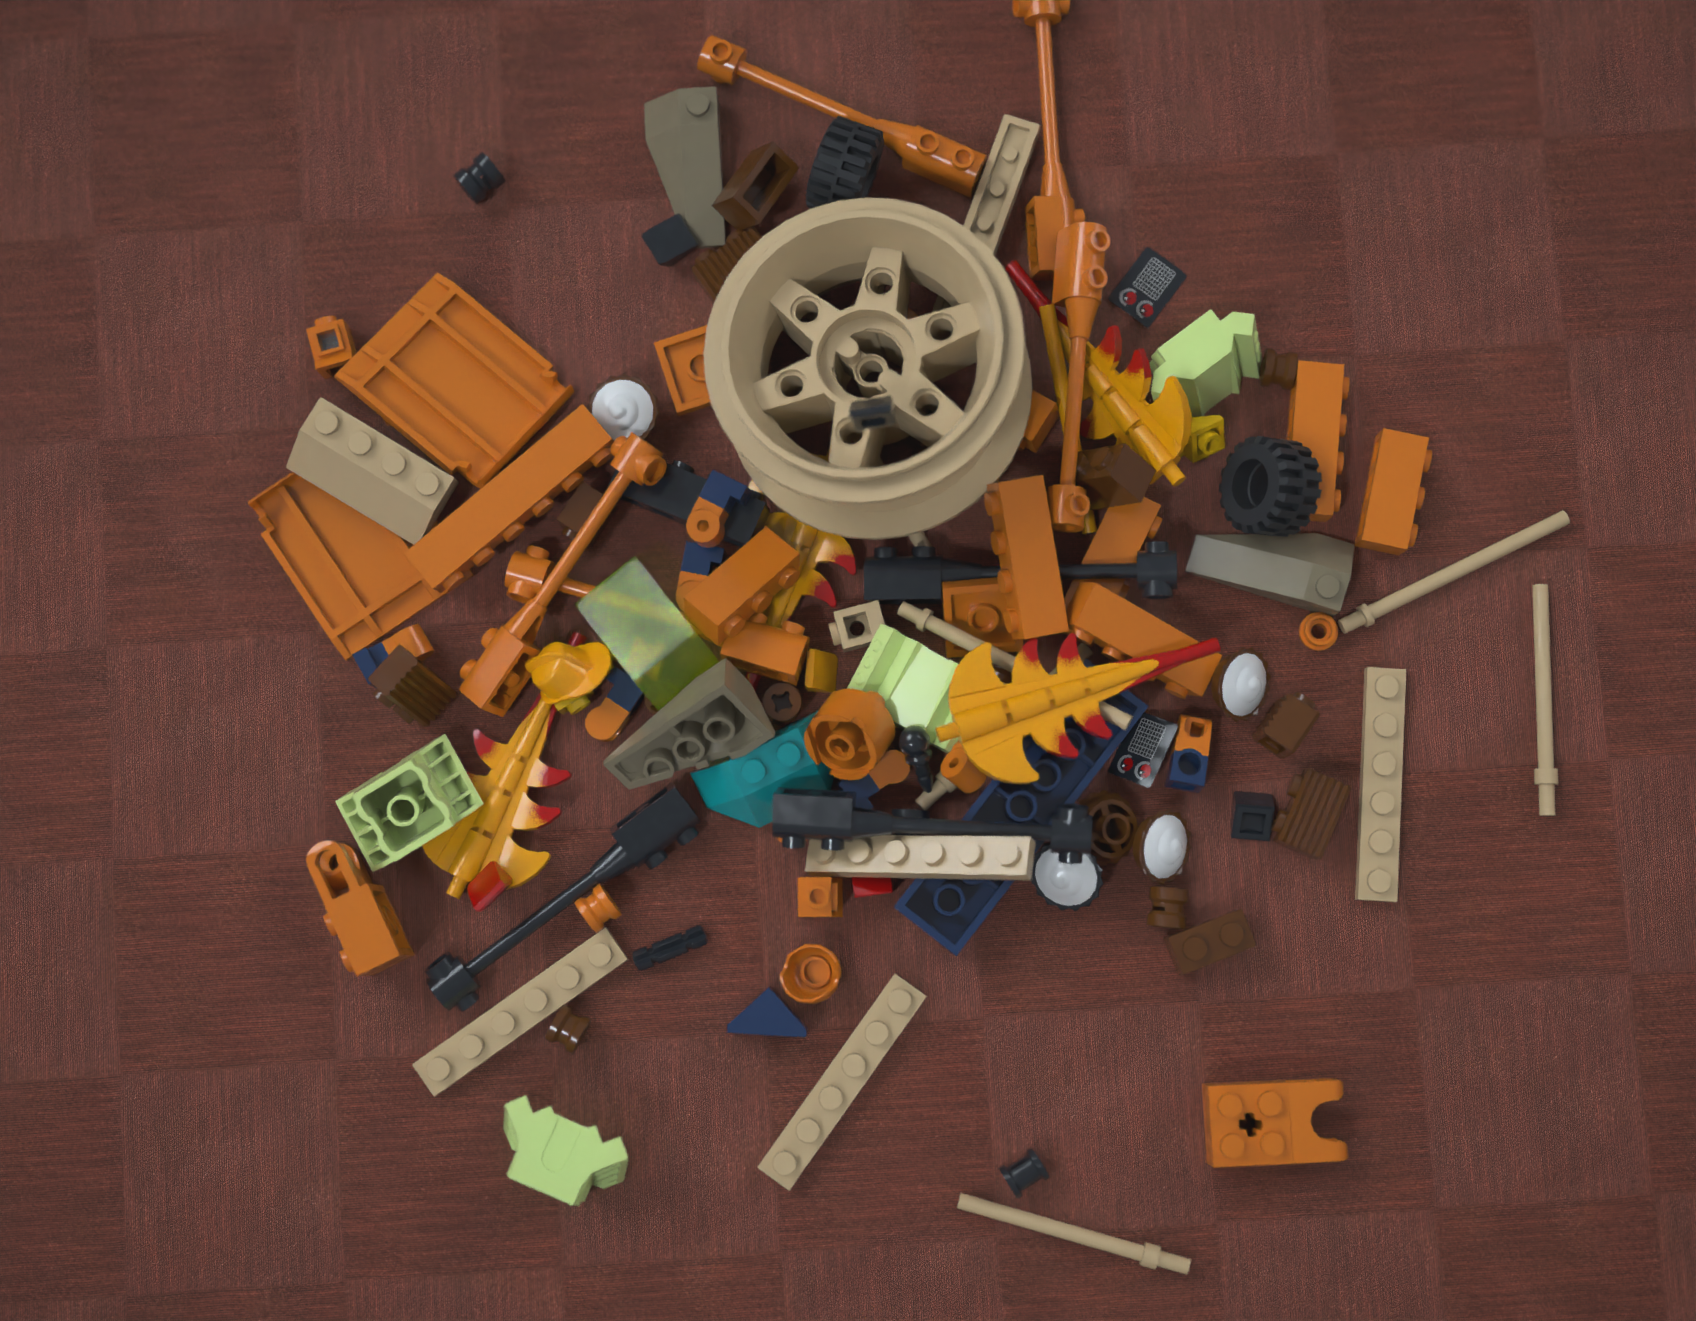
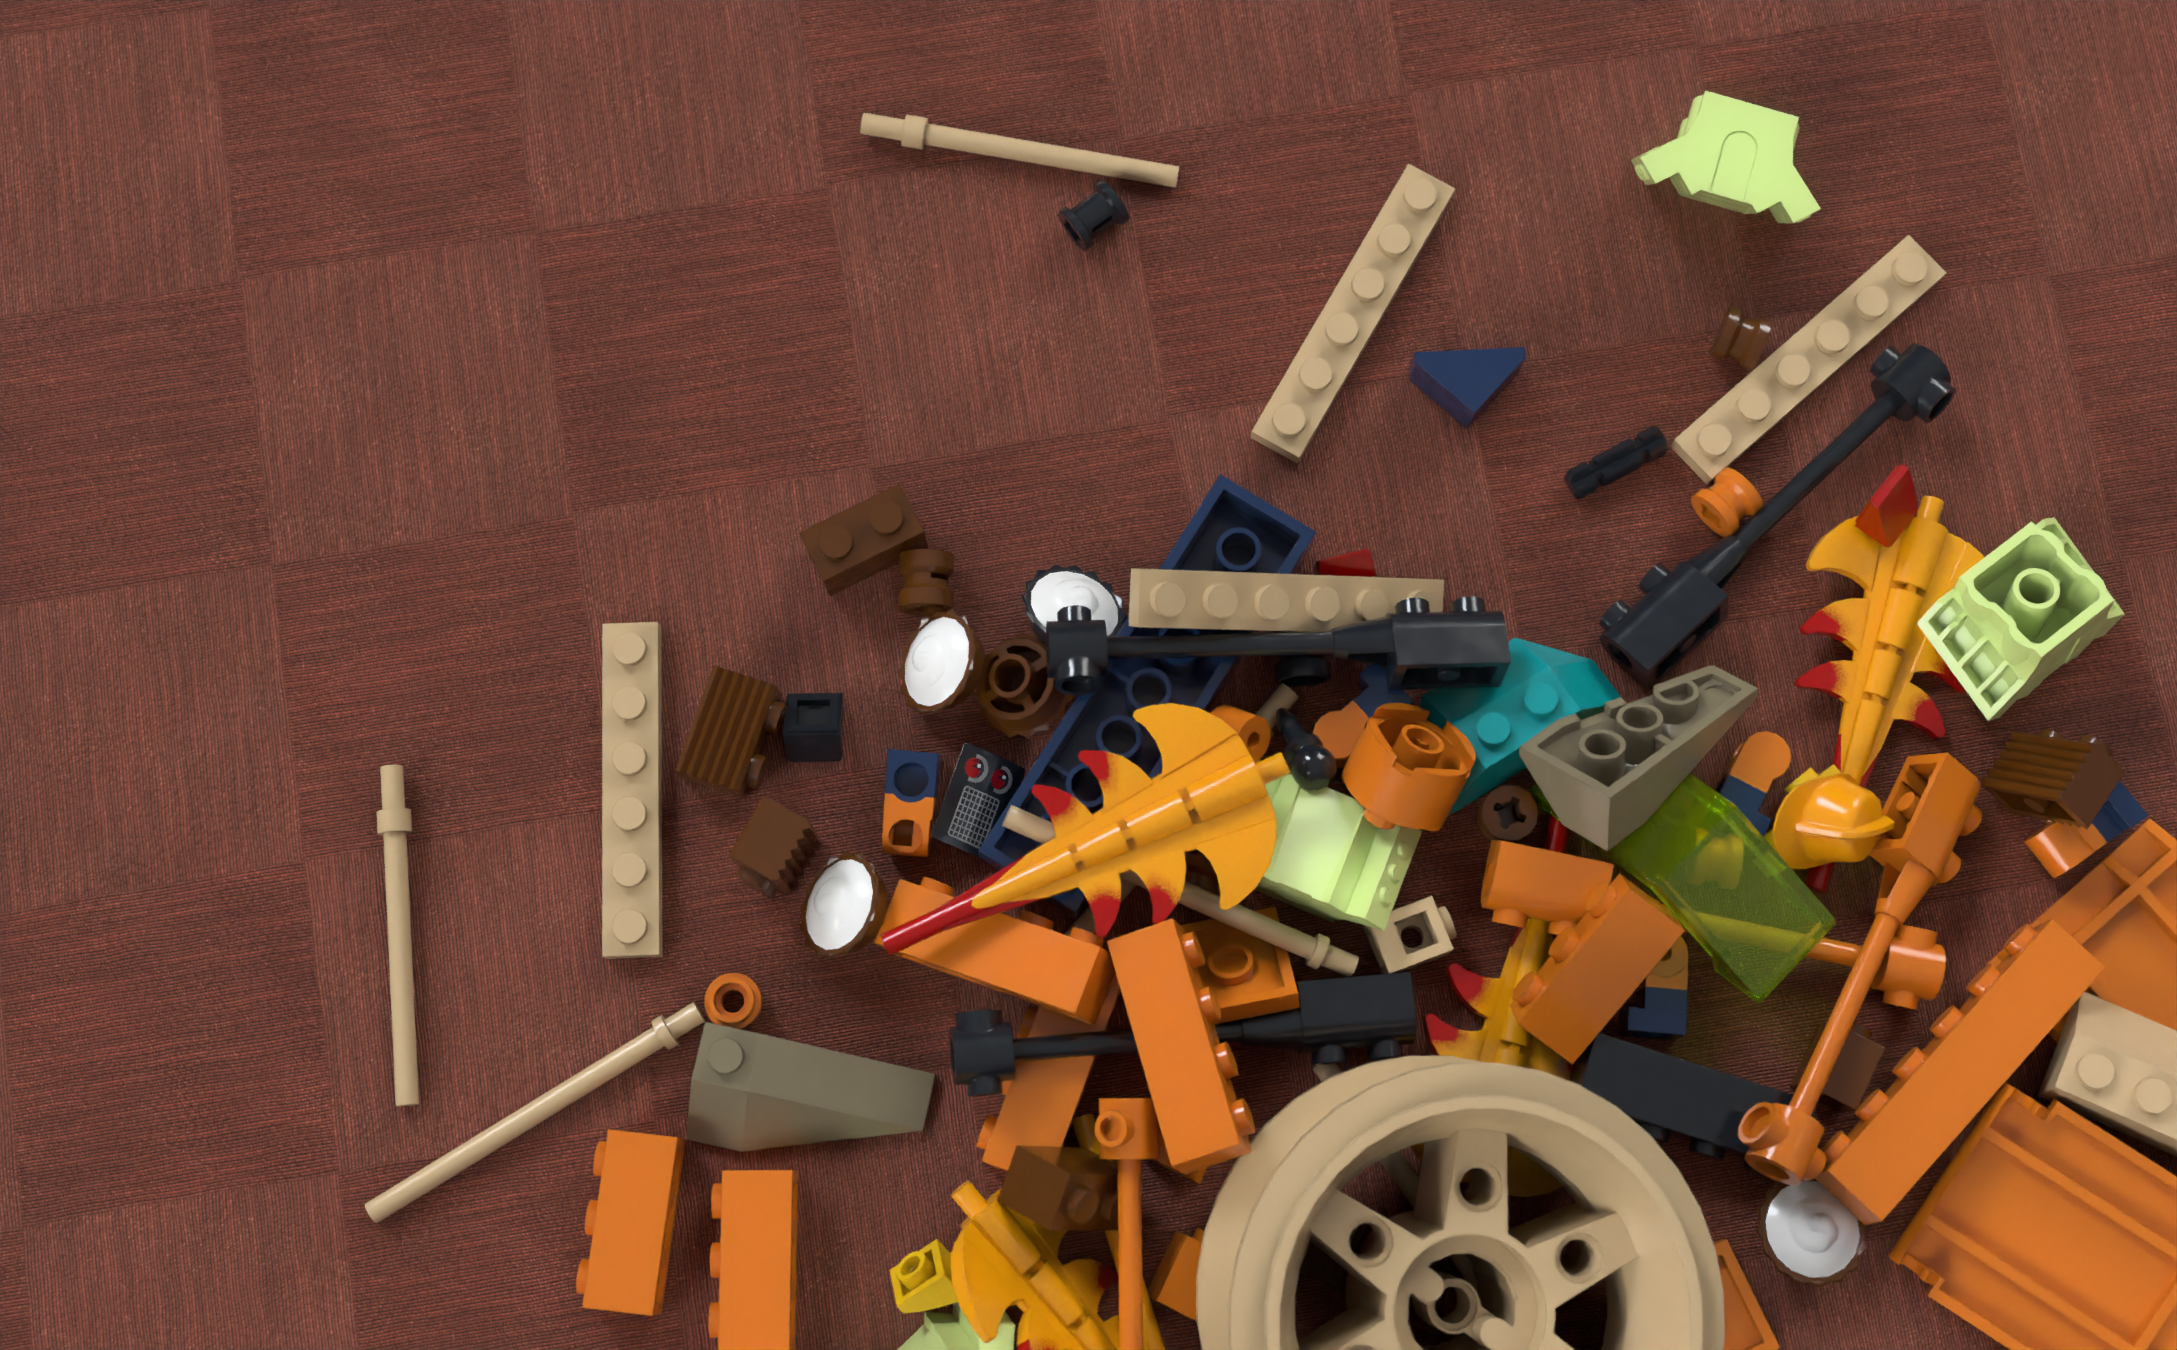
camera: 170 degrees right, 5 degrees down
(357, 910) = (2066, 458): orange brick -> none
(713, 507) = (1659, 1075): leg -> none
(811, 974) = (1417, 440): orange hair -> none
(820, 897) = (1419, 545): orange window -> none
(821, 671) = (1457, 868): light orange slope -> none
(872, 413) = (1458, 1202): black slope -> none
(1270, 486) = (820, 1201): black tyre -> none
(1281, 1122) = (751, 313): orange brick -> none

